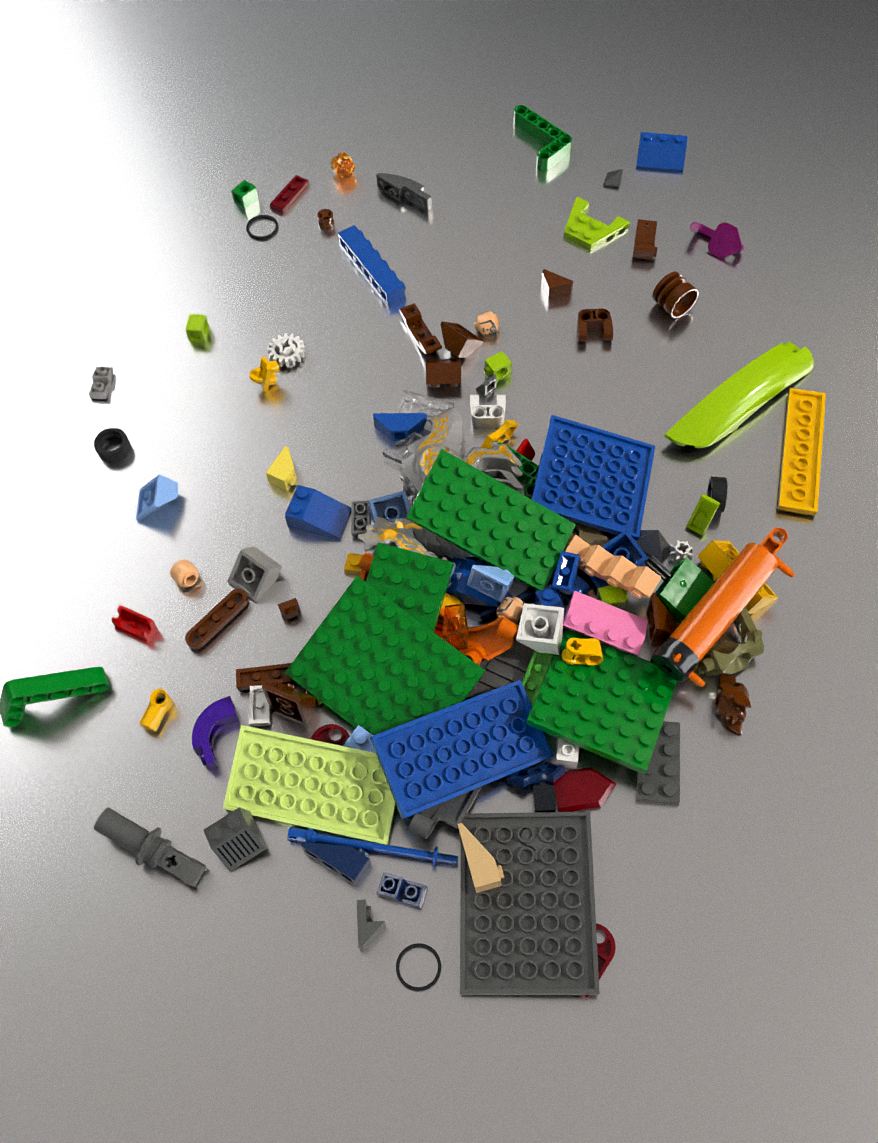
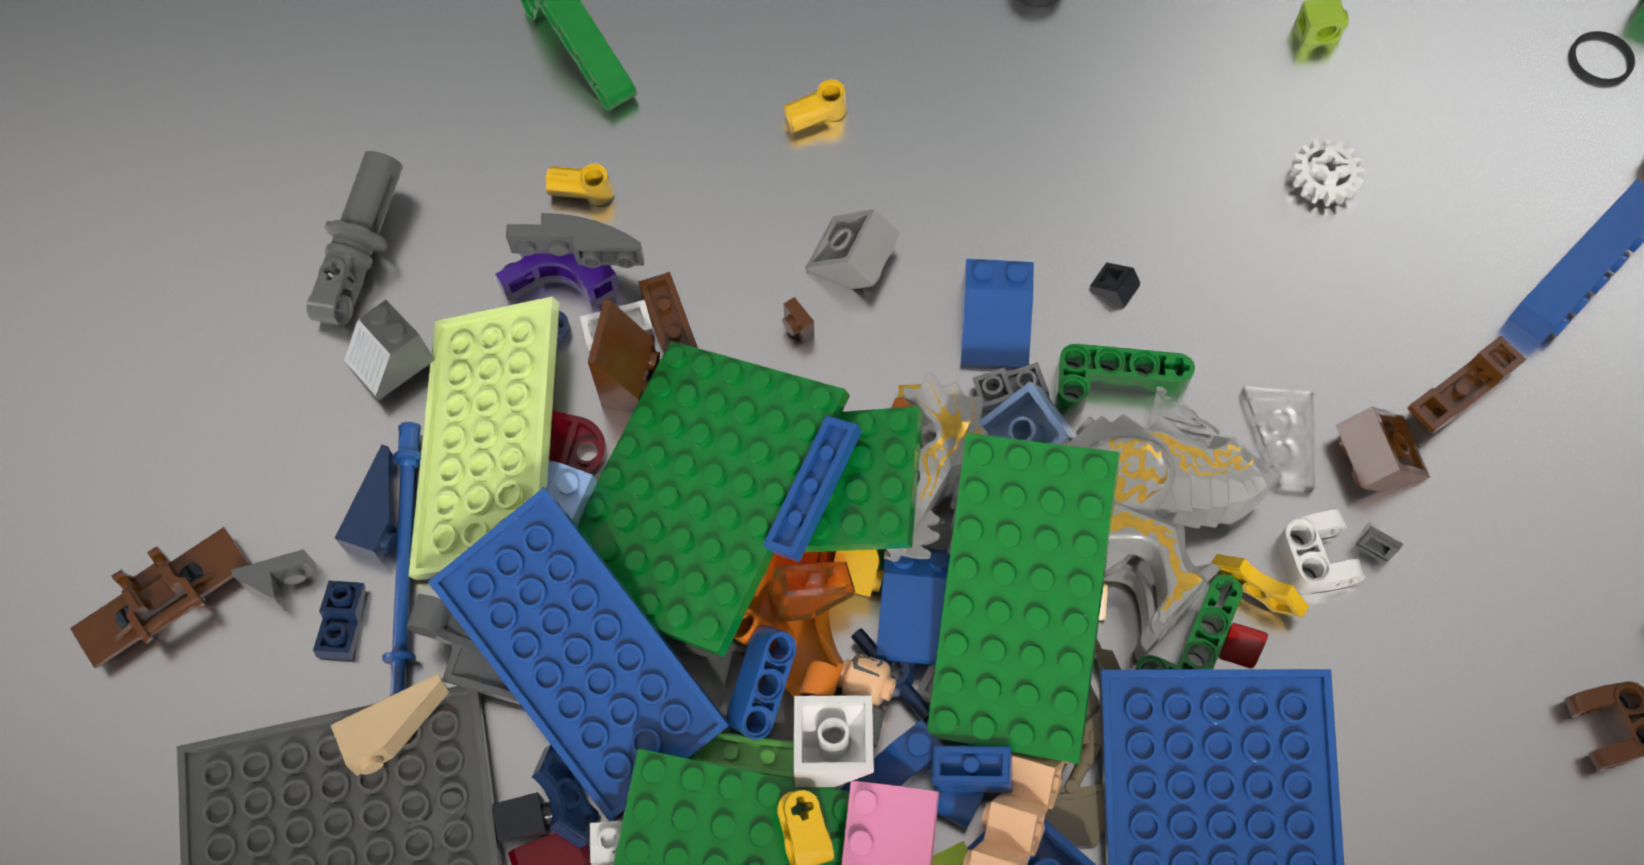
camera: 75 degrees right, 5 degrees up
(134, 624) = (719, 110): red hinge -> none
(153, 573) = (817, 106): none -> yellow piece
(155, 495) = (958, 66): light blue slope -> none
(184, 573) = (825, 149): light nougat head -> none
(206, 702) = (587, 239): none -> dark grey slope
(216, 619) = (757, 220): reddish brown plate -> none
(265, 373) = (1256, 152): yellow hips -> none
(282, 471) = (1069, 237): light yellow slope -> none
(315, 457) = (1116, 283): none -> black slope
(353, 1003) = (156, 587): none -> reddish brown piece
(369, 462) = (1124, 376): none -> green beam
(398, 963) = (196, 659): black piece -> none
(399, 425) = (1229, 404): blue slope -> none
(408, 602) = (812, 488): none -> blue plate
(459, 340) = (1471, 462): reddish brown slope -> none
(487, 323) = (1533, 506): light nougat head -> none
(490, 581) = (910, 632): light blue slope -> none
(499, 365) = (1432, 548): lime brick -> none
(499, 659) = (766, 699): none -> blue beam

